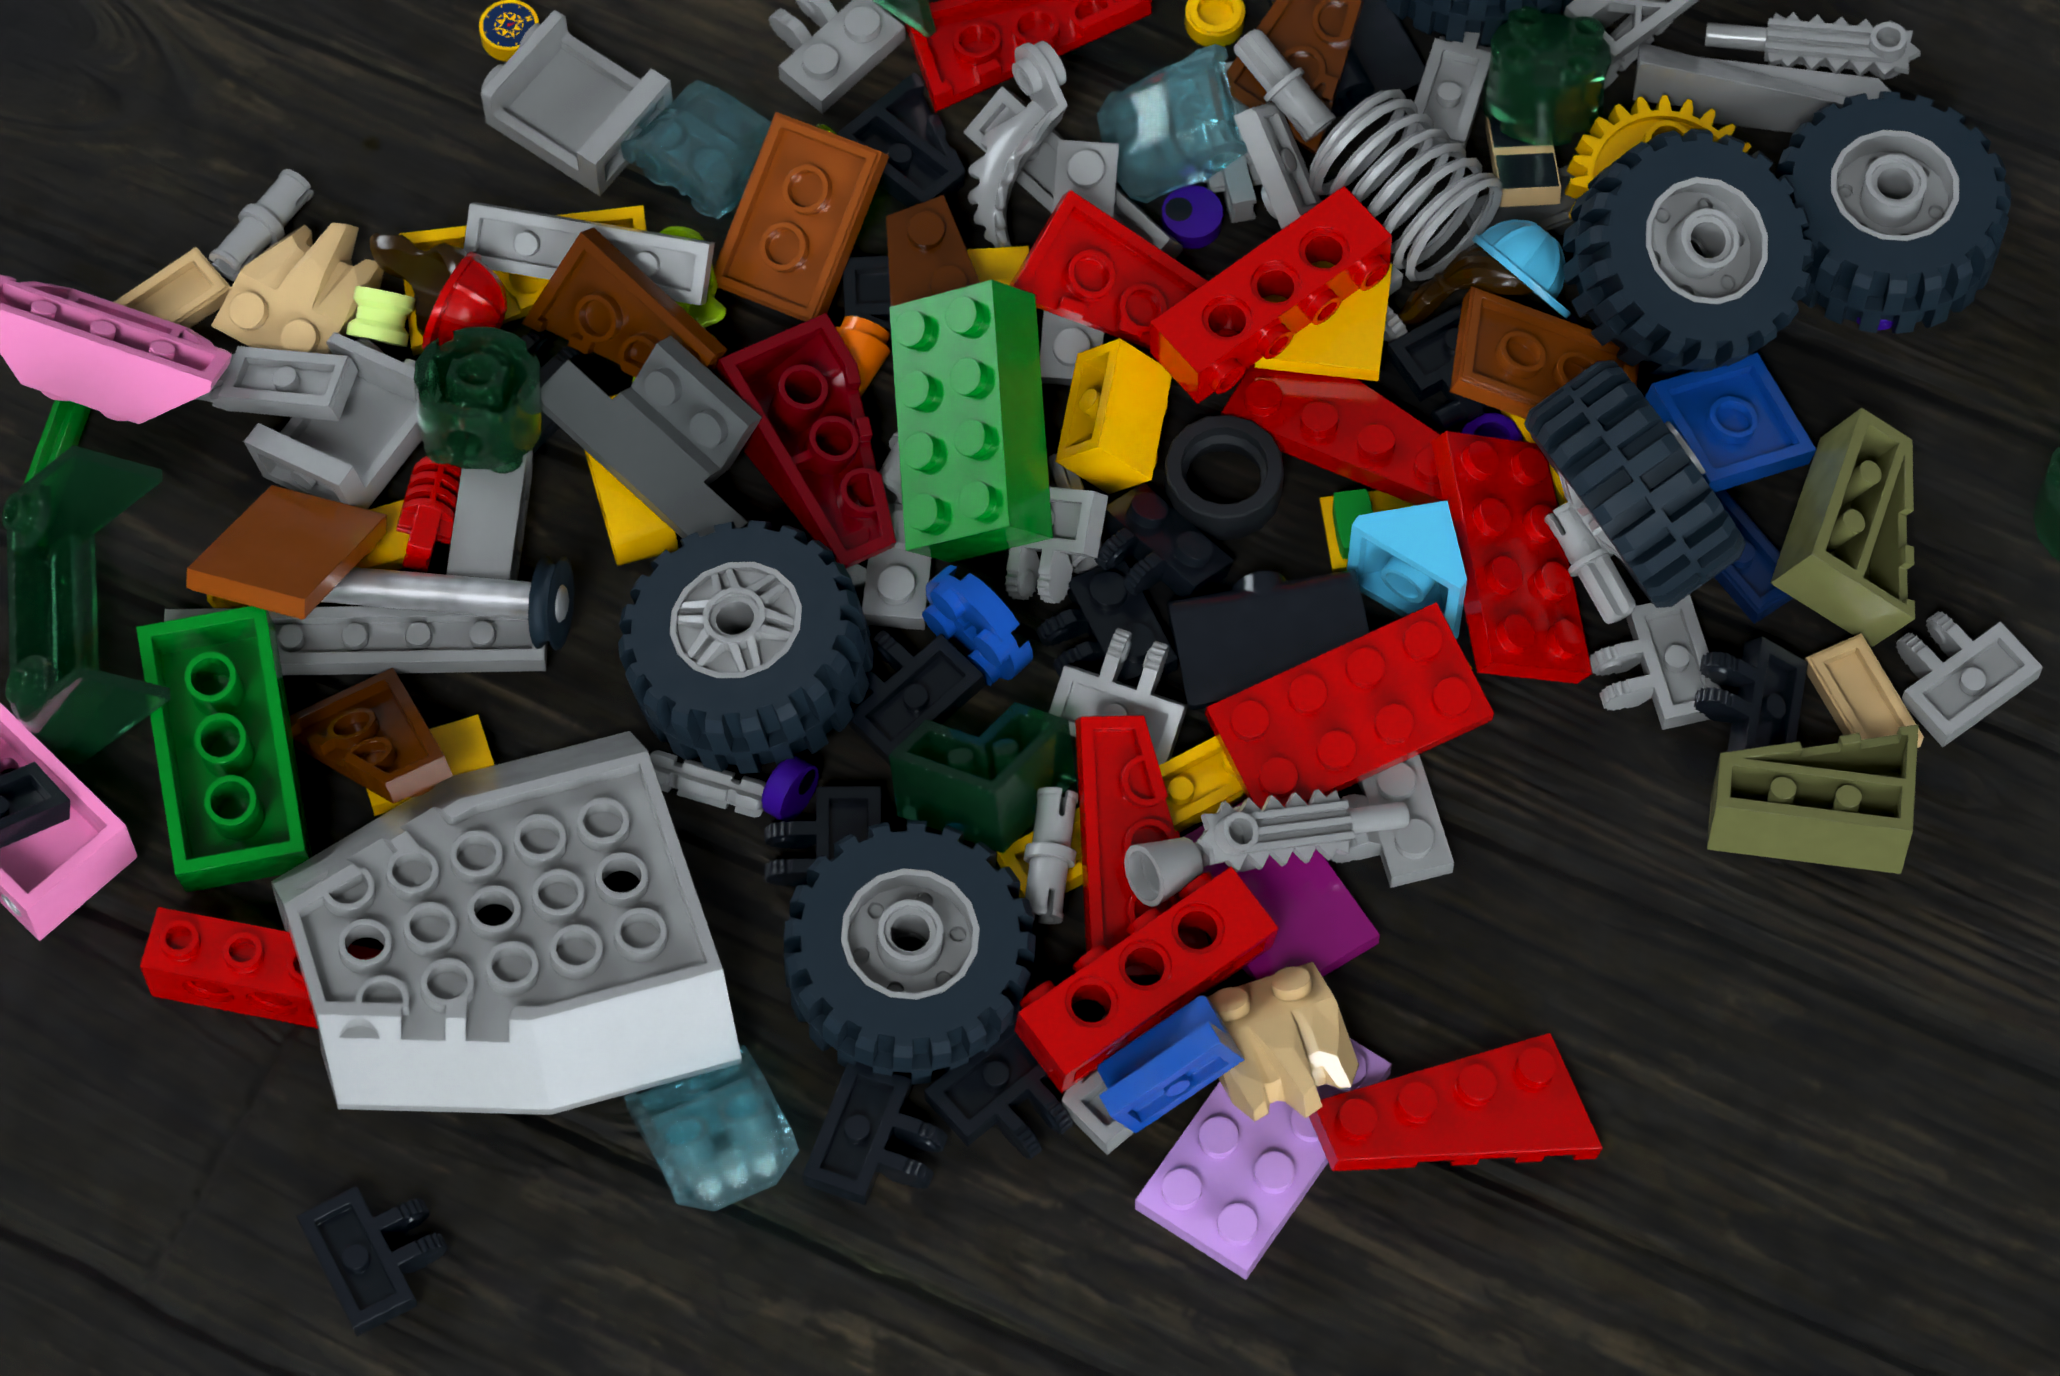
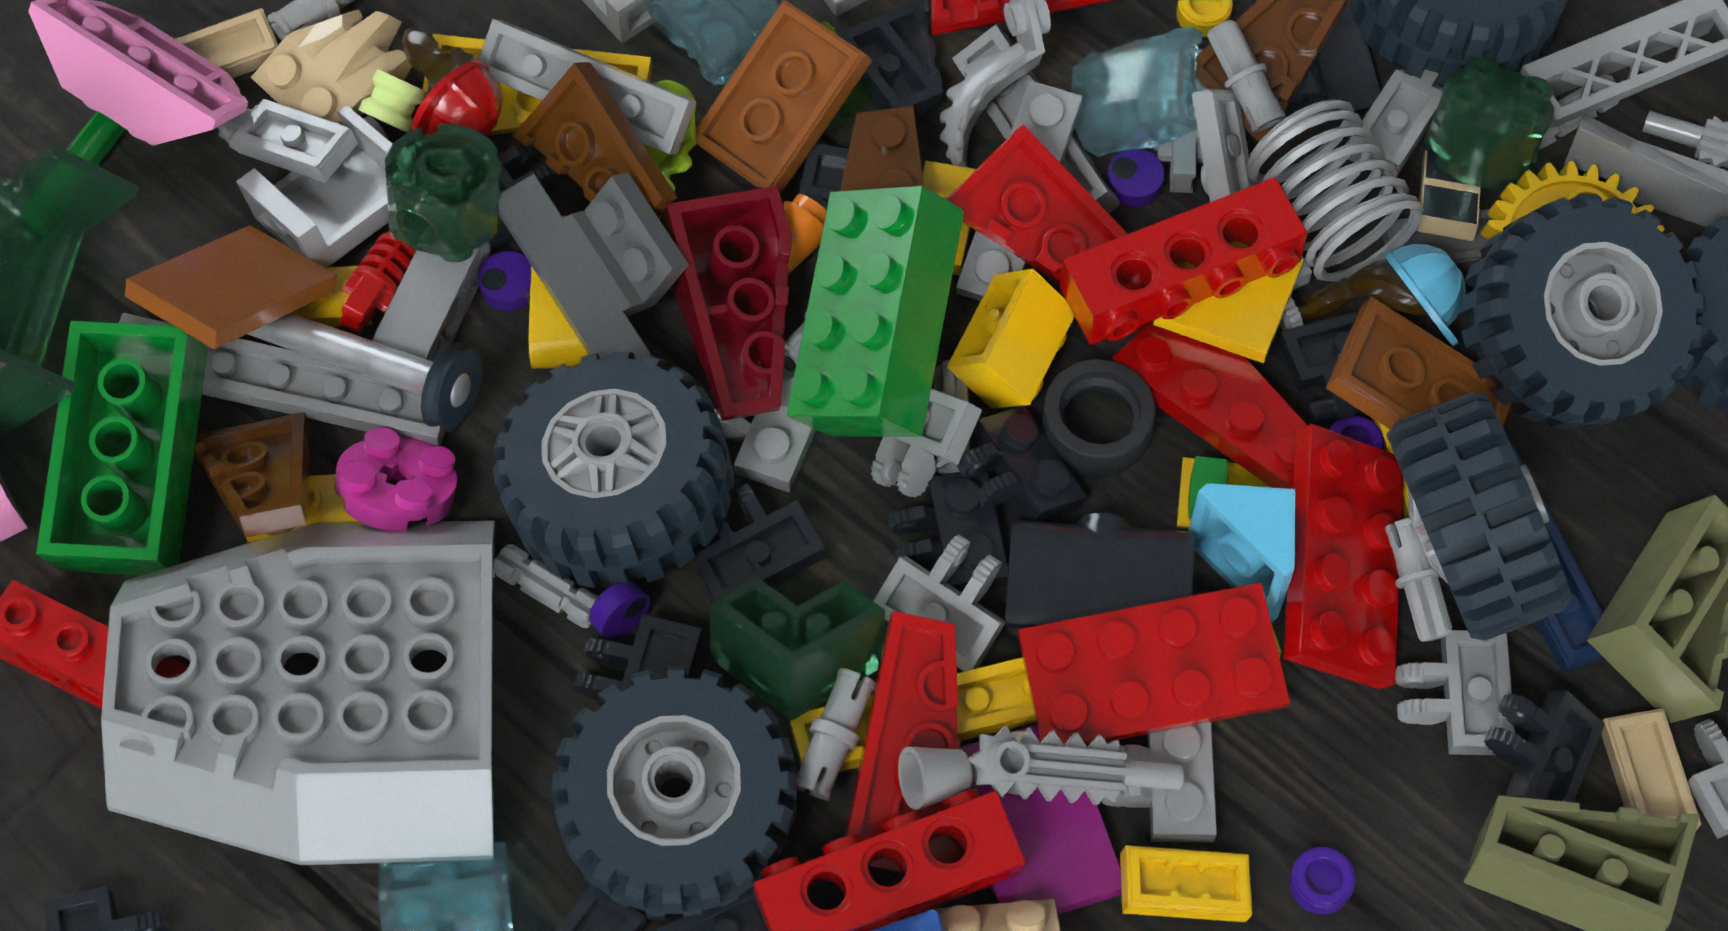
camera: 15 degrees right, 0 degrees up
(542, 696) = (423, 473): none -> dark pink plate
(561, 480) = (505, 280): none -> dark purple tile
(976, 623) = (832, 497): blue plate -> none
(1436, 917) = (1185, 884): none -> yellow plate
(1568, 882) = (1322, 880): none -> dark purple tile
(1734, 422) = (1587, 479): blue plate -> none

